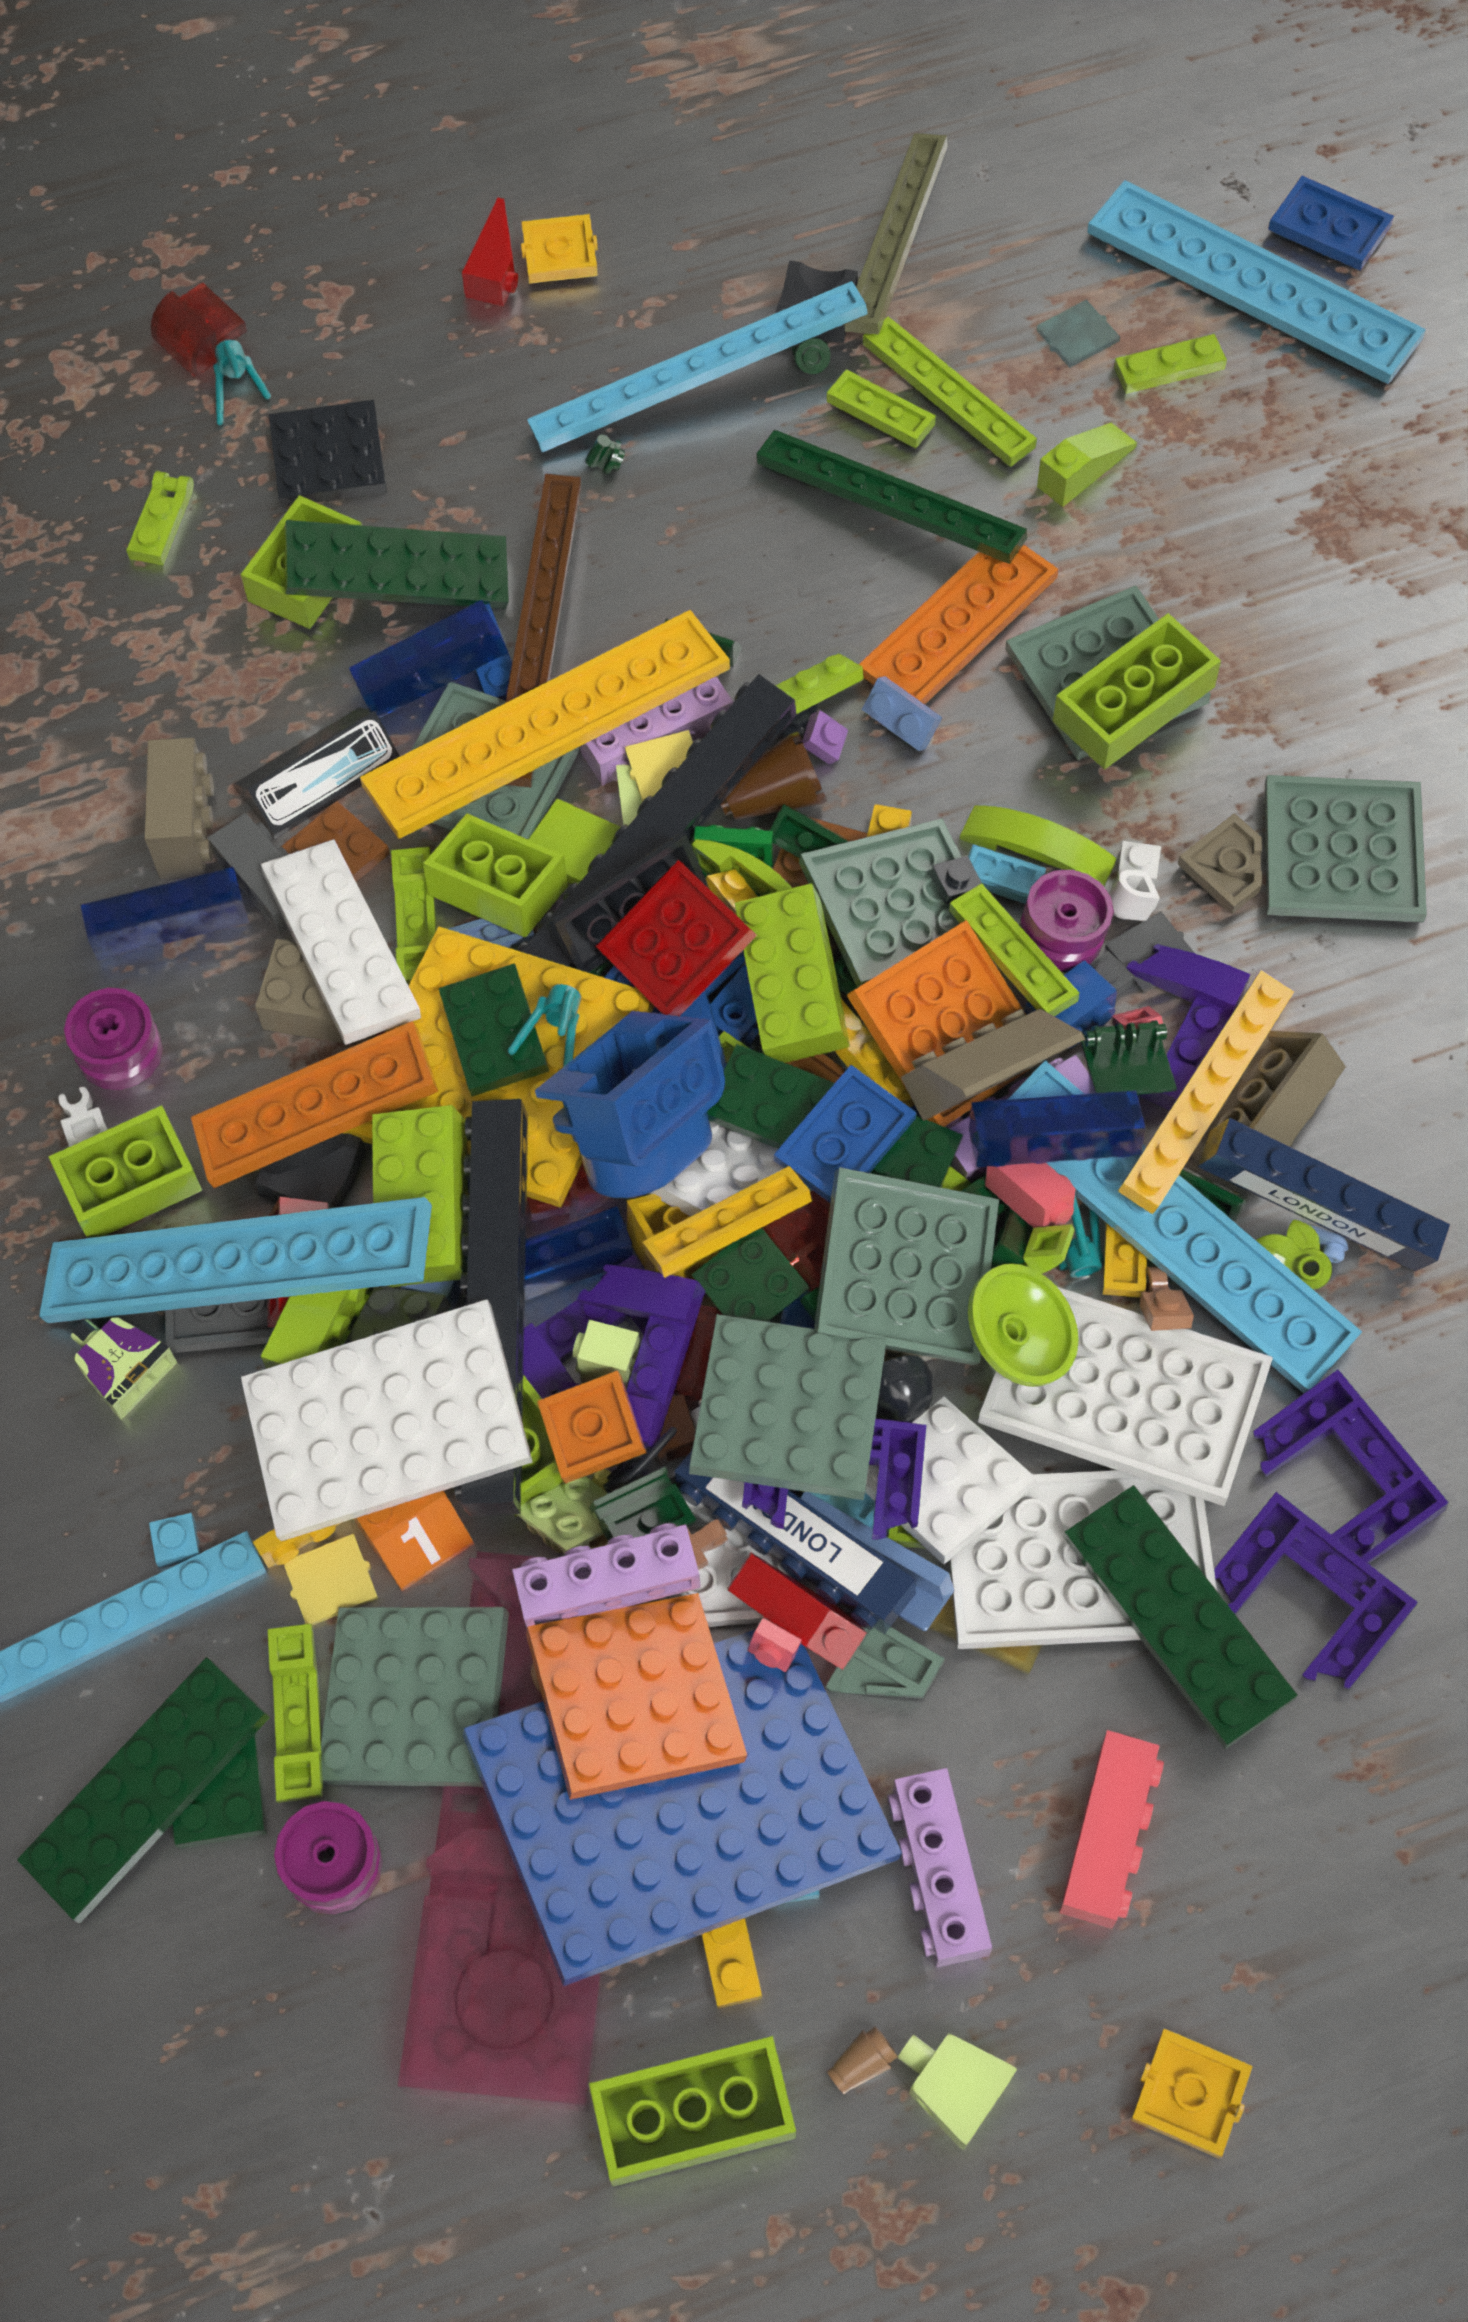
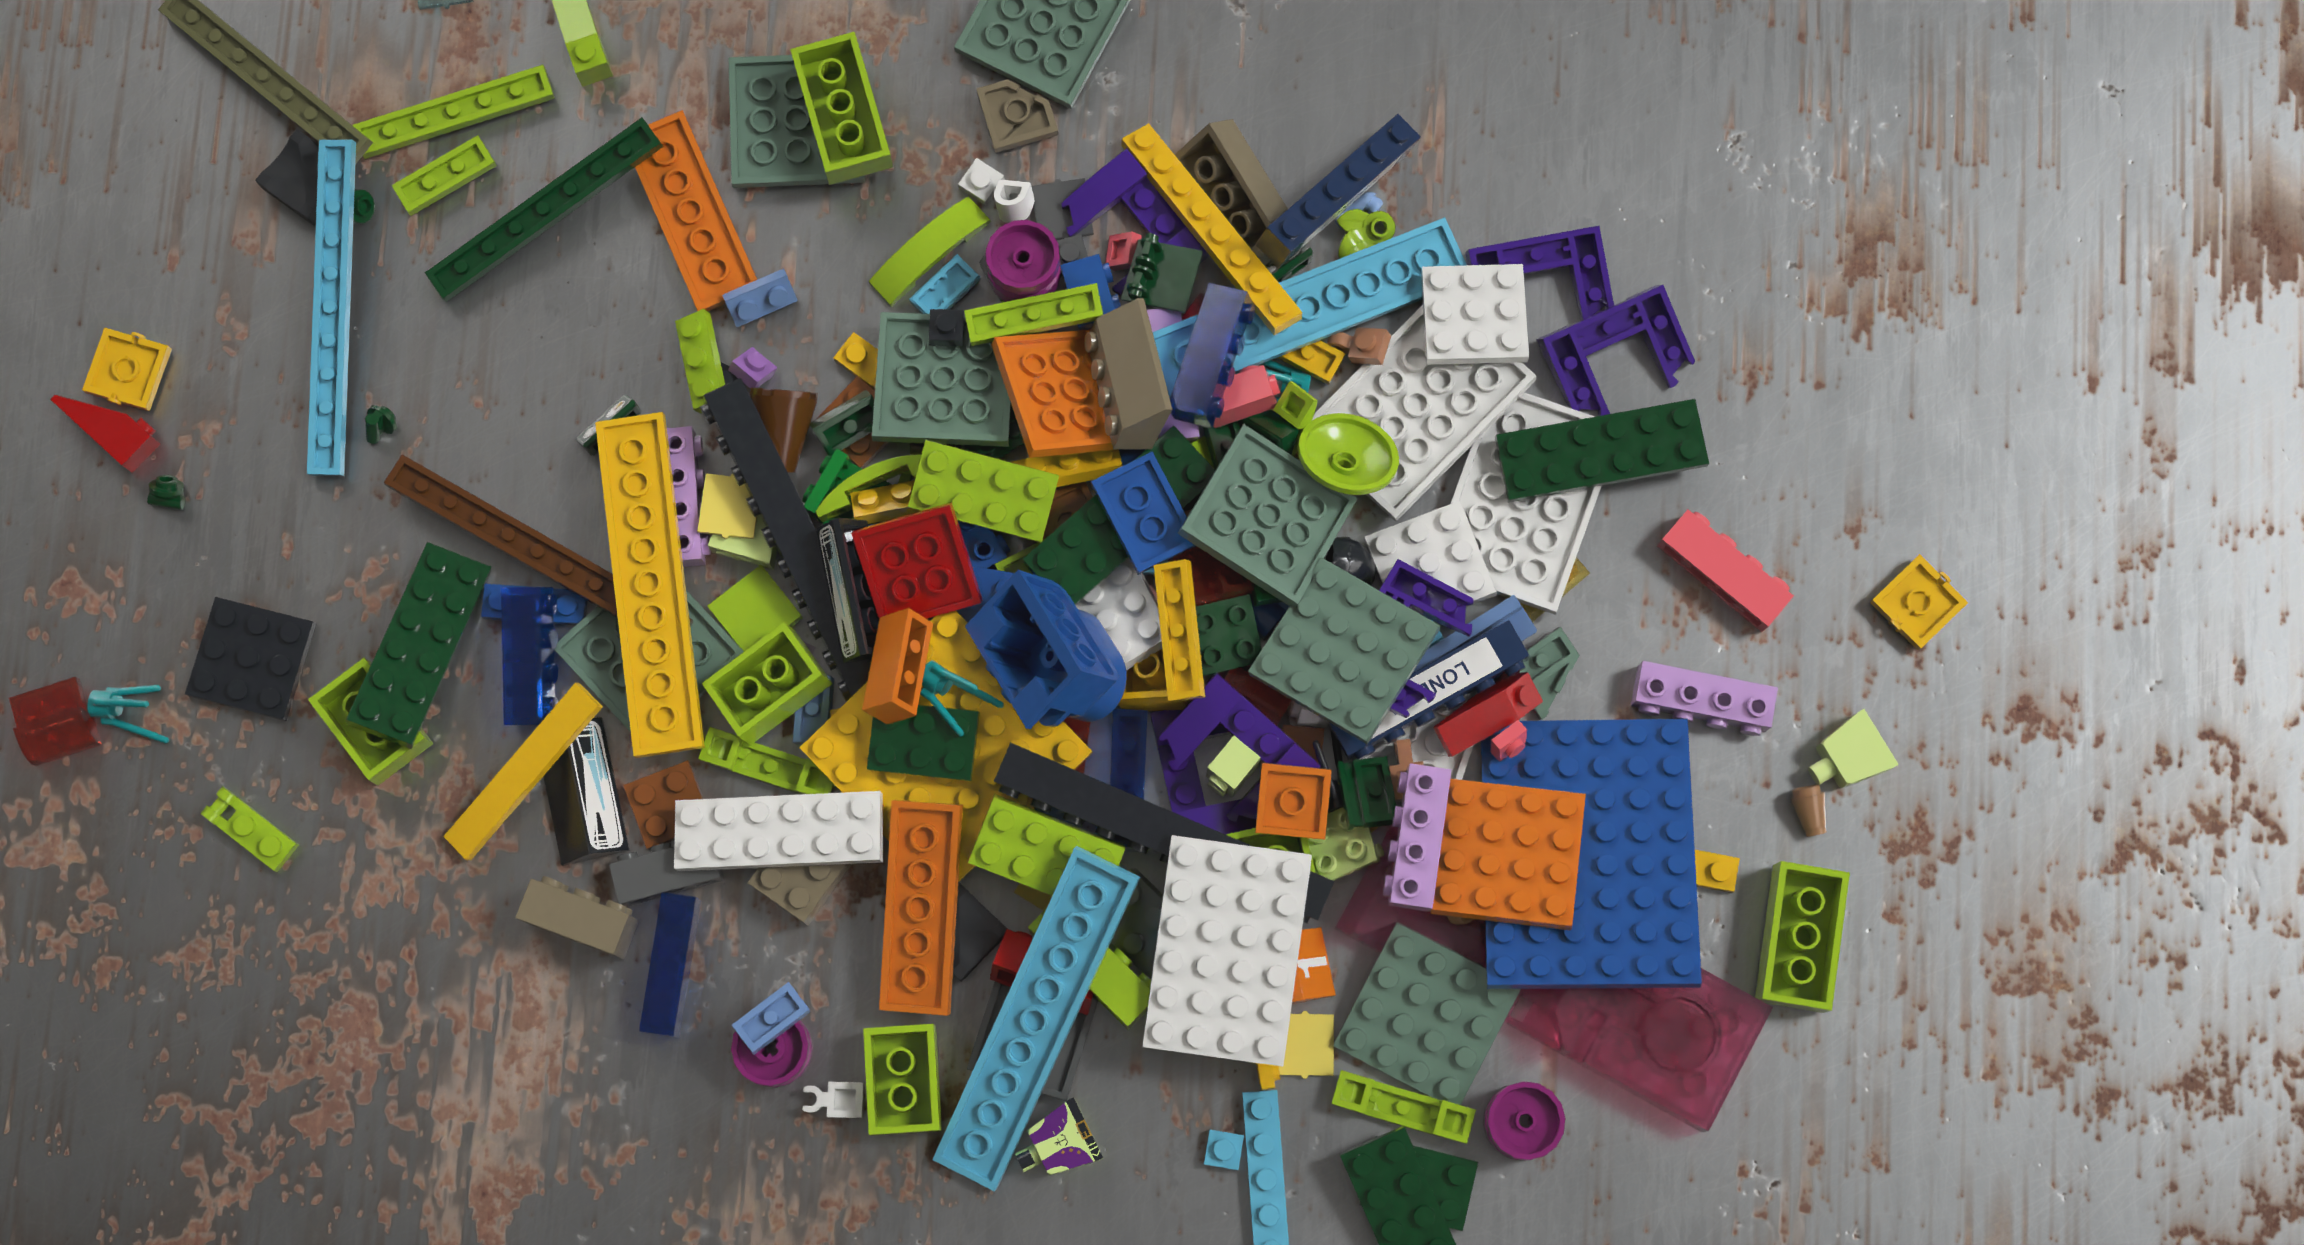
camera: 70 degrees left, 15 degrees up
(134, 1008) = (771, 1018): none -> medium blue plate
(310, 702) = (523, 771): none -> yellow tile
(457, 324) = (166, 492): none -> dark green plate
(555, 960) = (897, 666): none -> orange brick
(1263, 1403) = (1474, 314): none -> white plate

